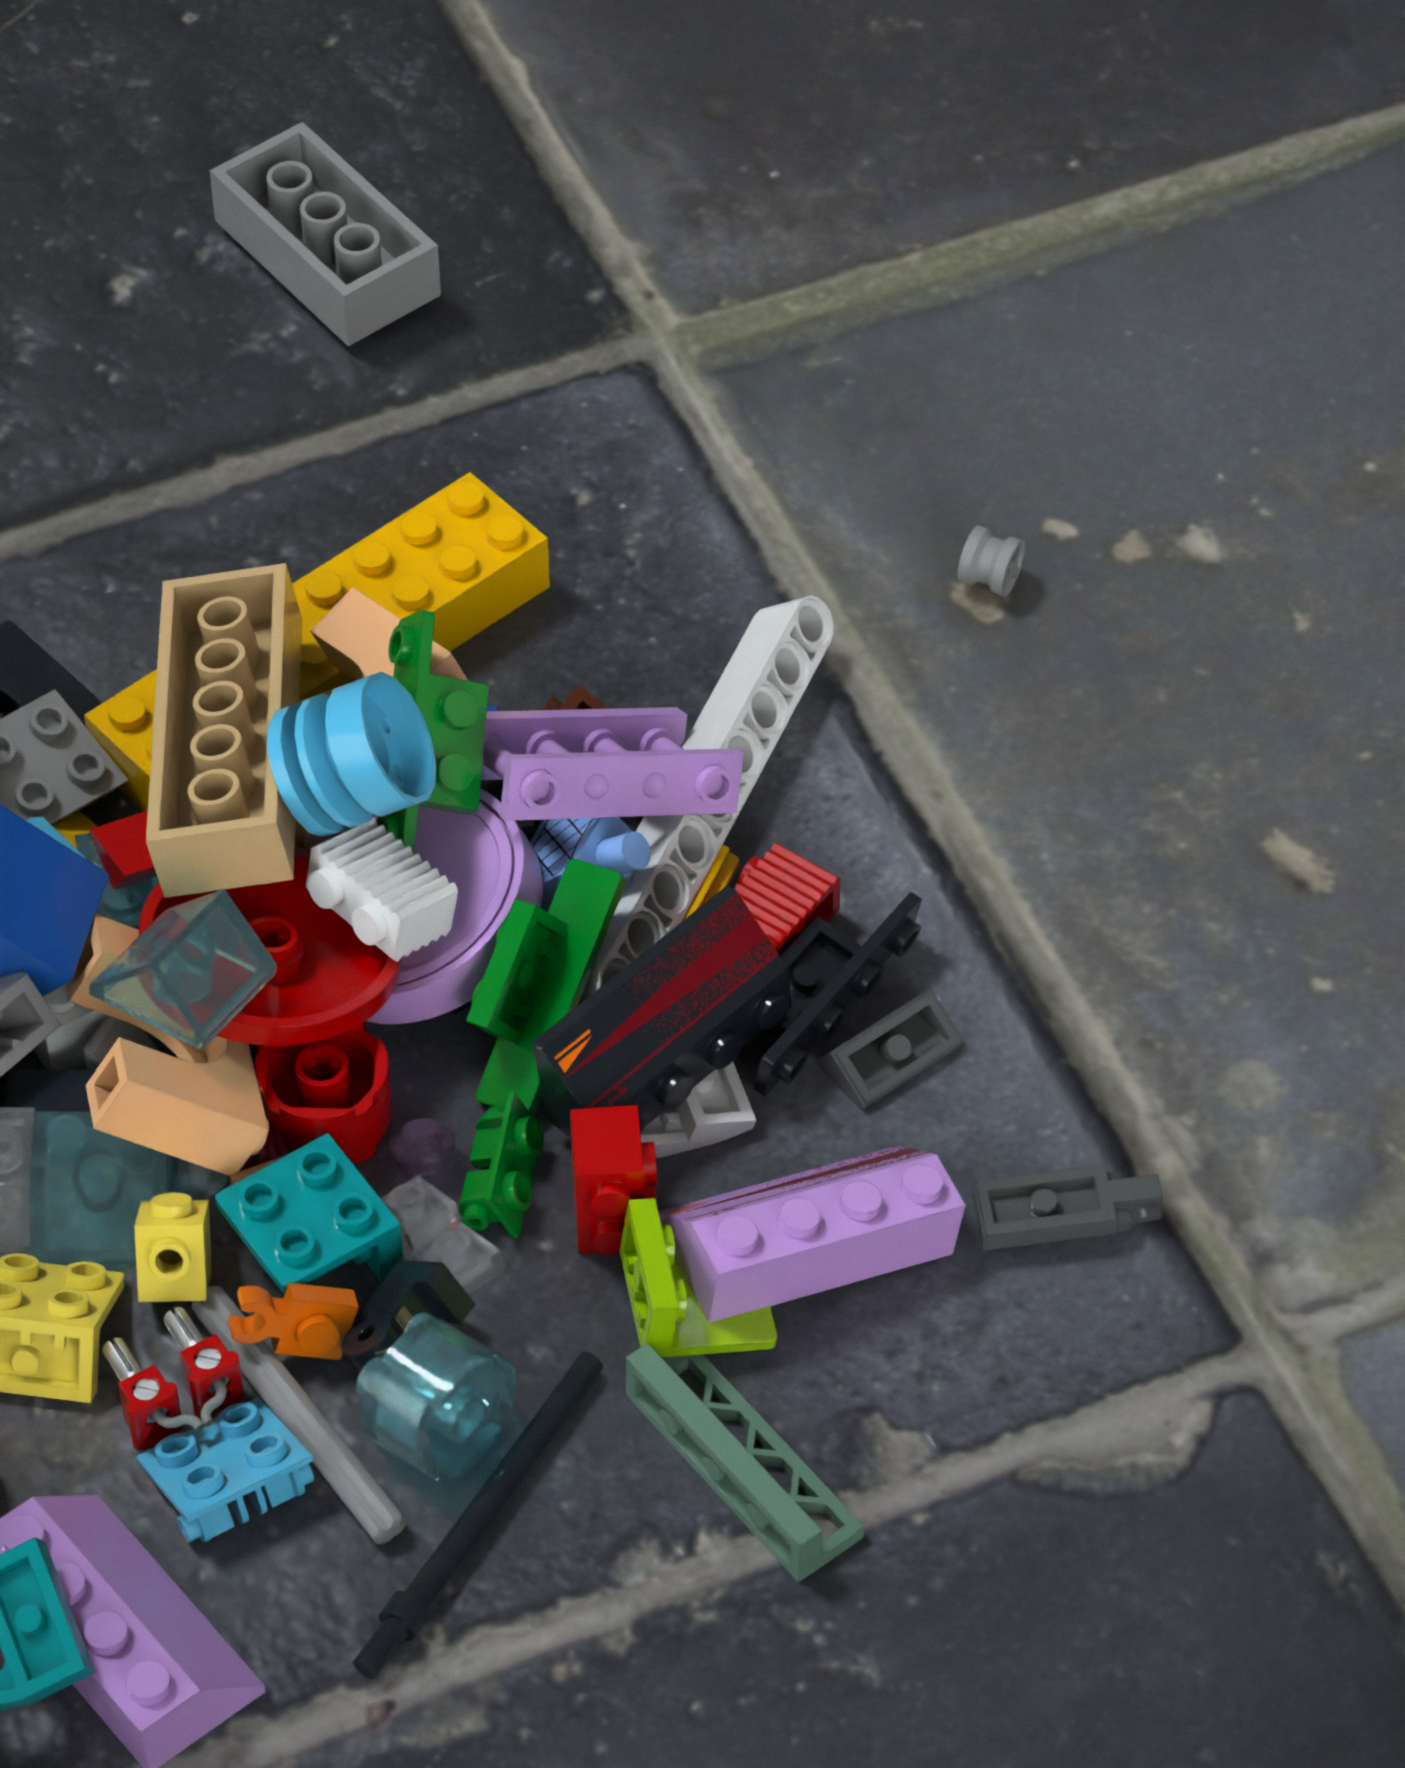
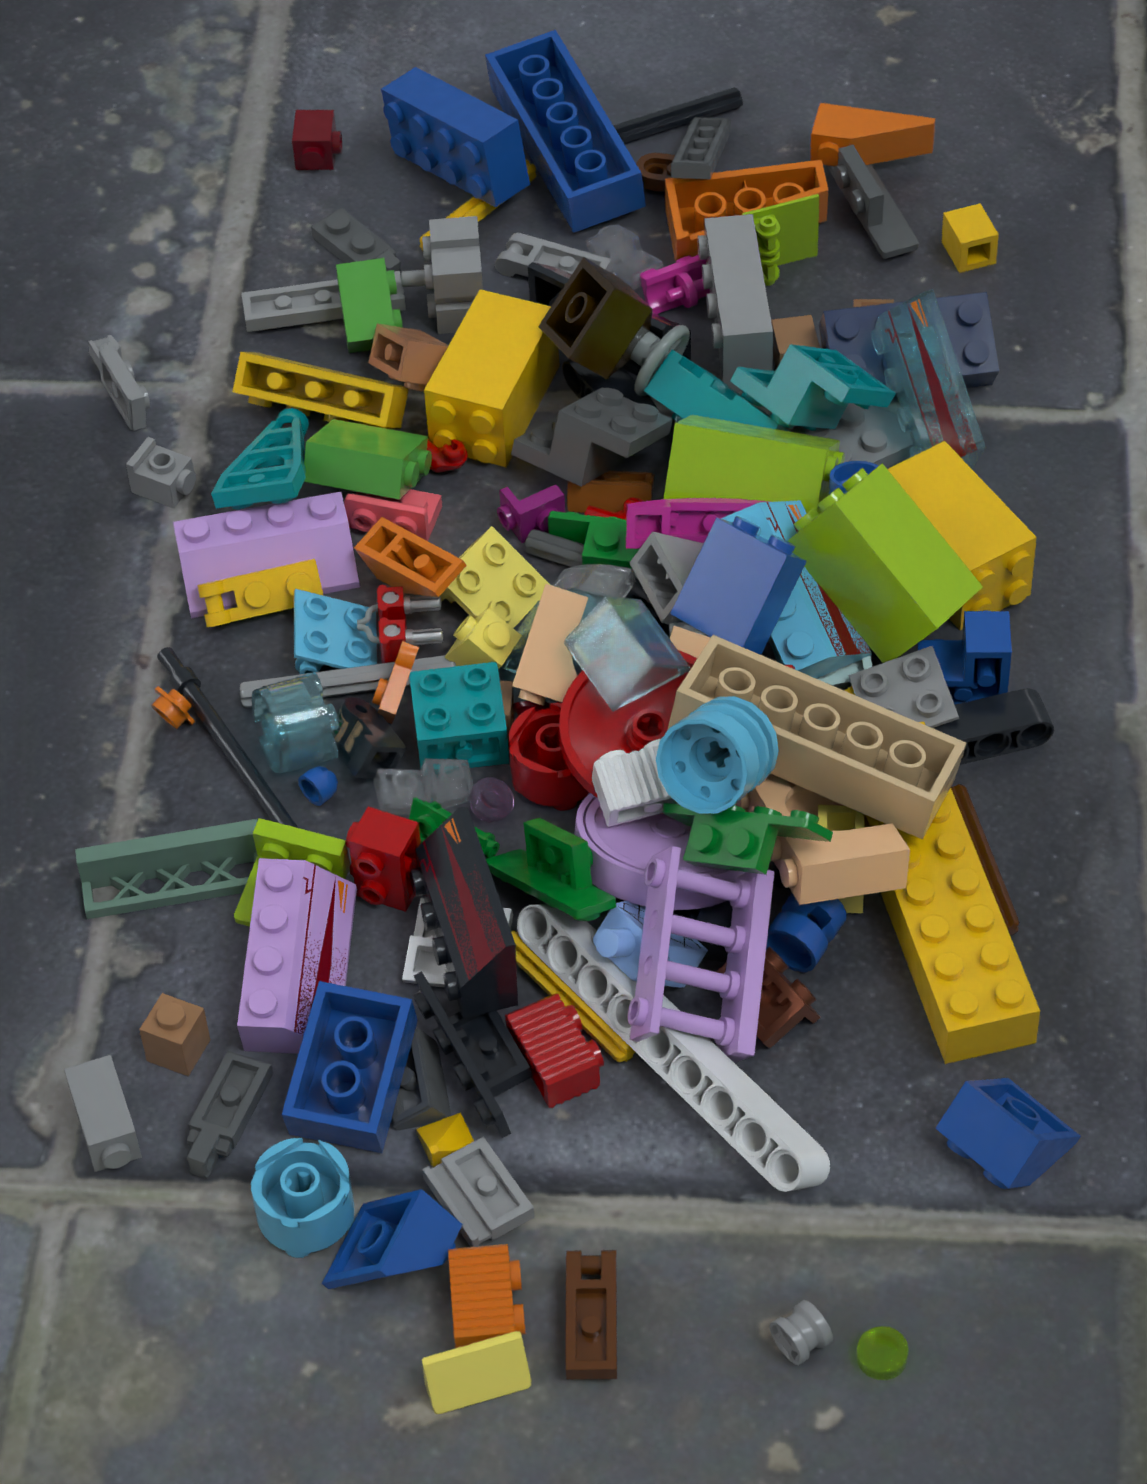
camera: 120 degrees right, 0 degrees up
(78, 1371) = (408, 560): none -> orange slope
(194, 1588) = (259, 591): none -> yellow plate
(466, 1594) = (172, 707): none -> orange plate
(508, 1343) = (318, 785): none -> blue hinge
(627, 480) = (1005, 1132): none -> blue slope
(943, 1069) = (350, 1067): none -> blue brick
(956, 977) = (444, 1137): none -> yellow slope
(959, 504) = (882, 1353): none -> clear neon green tile
(998, 1302) = (175, 1034): none -> medium nougat brick
(1007, 908) = (479, 1192): none -> light grey plate
(1086, 746) = (591, 1316): none -> reddish brown plate
(1137, 1050) = (302, 1196): none -> medium azure brick
(1141, 951) = (393, 1239): none -> blue slope
(1142, 839) = (482, 1293): none -> orange brick
(1162, 1313) = (103, 1113): none -> light grey brick
(1225, 819) = (476, 1372): none -> light yellow slope

